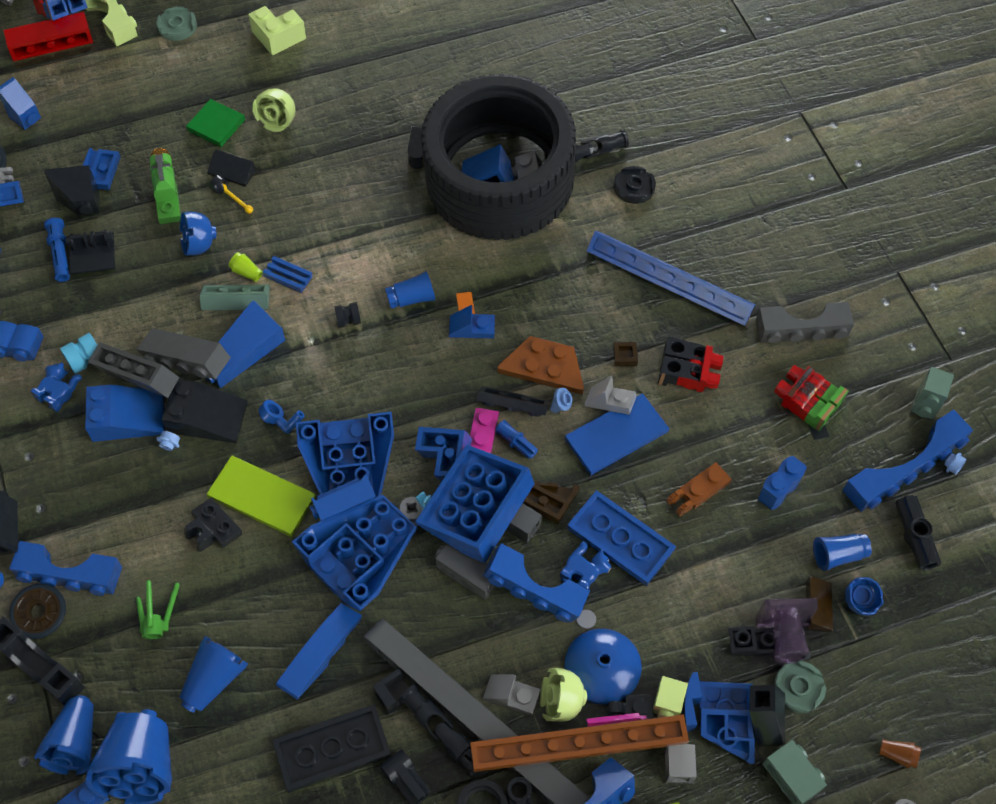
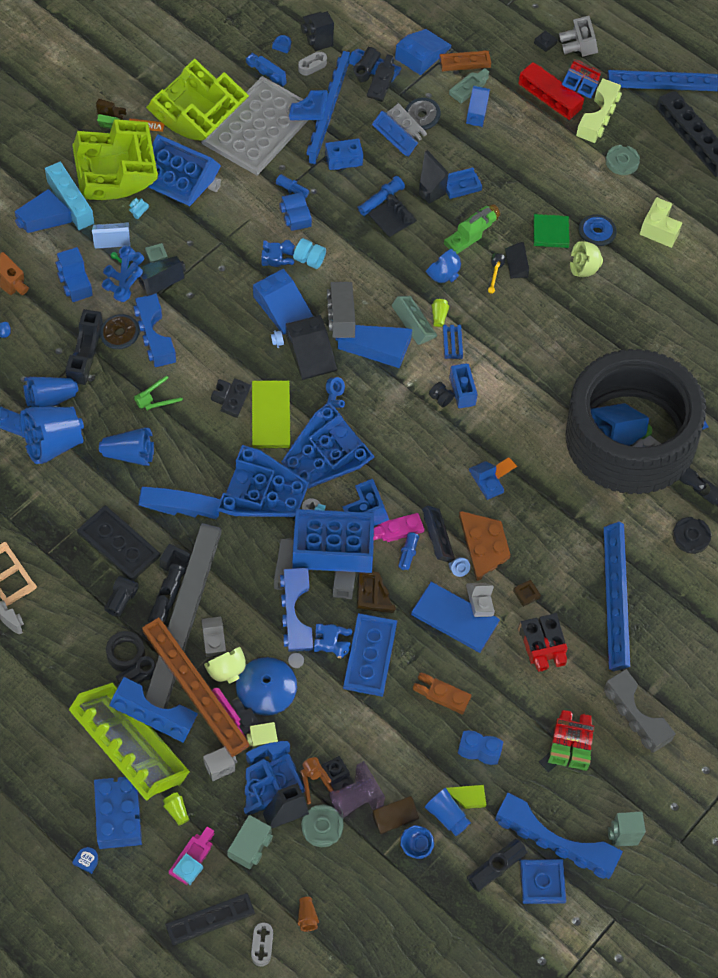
camera: 60 degrees right, 0 degrees up
(133, 369) = (311, 287): dark grey brick -> none
(234, 92) = (597, 221): none -> wheel
(342, 498) = (292, 460): blue window -> none
(352, 287) = (463, 385): none -> blue brick
(410, 291) = (487, 425): blue plant -> none
(733, 662) = (314, 770): none -> dark orange plant
(827, 521) = (469, 796): none -> lime tile
(948, 500) = (542, 881): none -> blue tile
(955, 463) = (578, 874): light blue plate -> none

